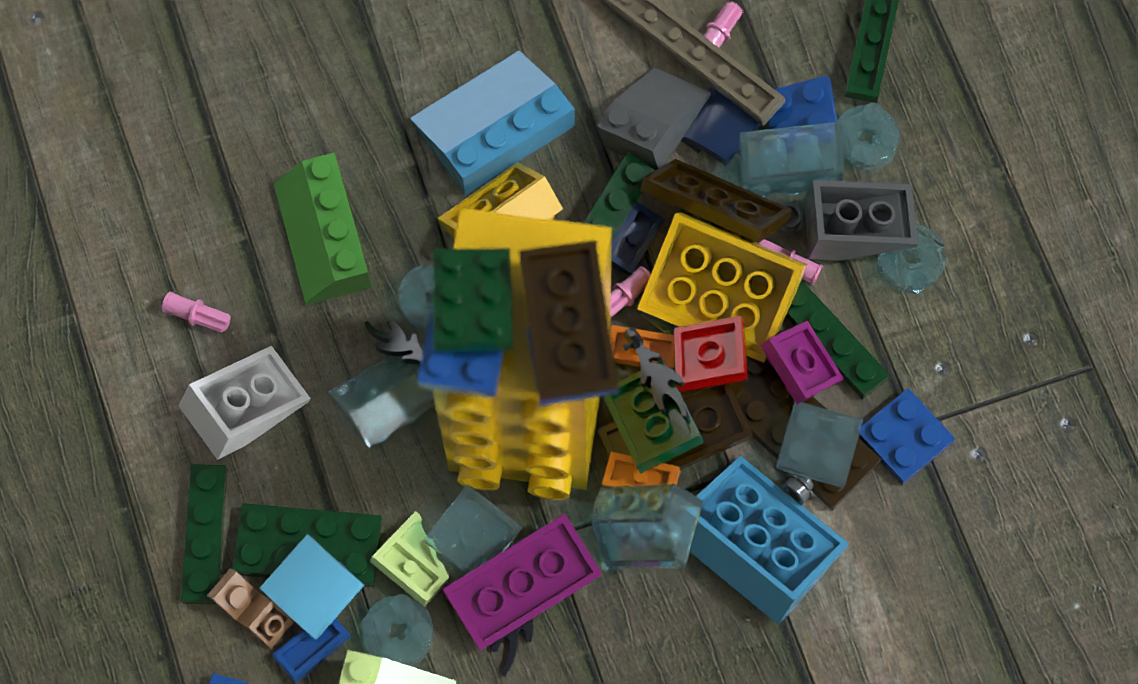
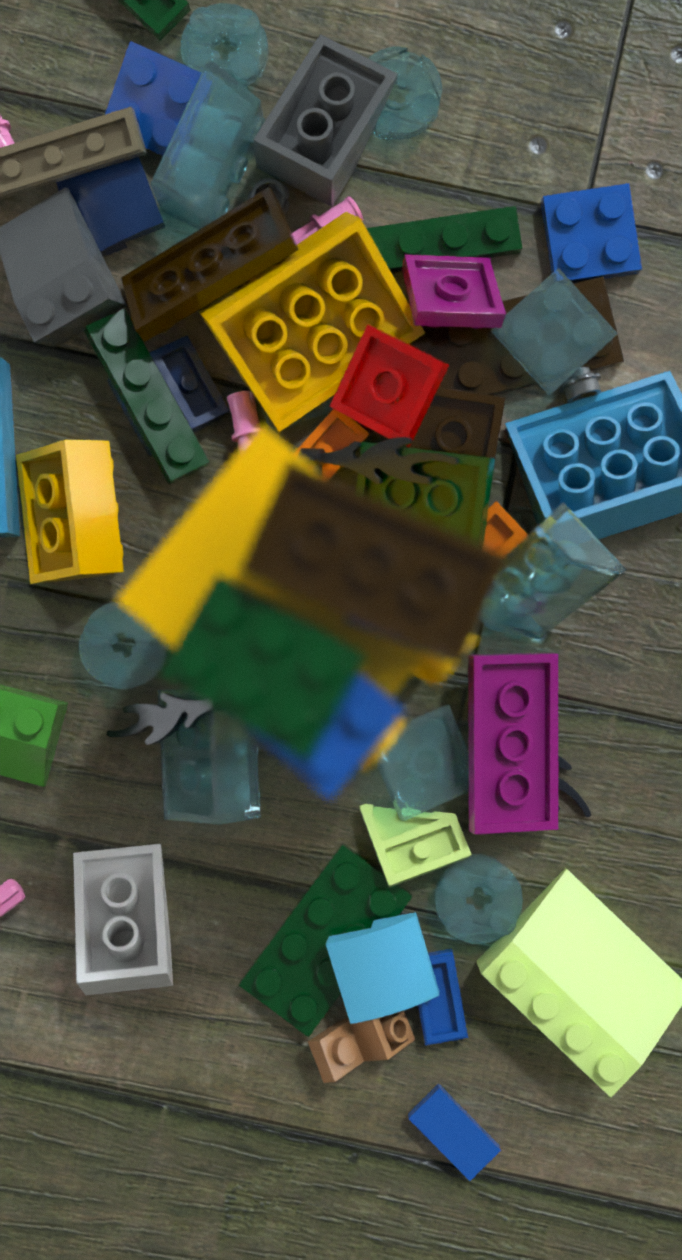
camera: 60 degrees left, 20 degrees up
(204, 532) = (244, 1041): dark green plate -> none

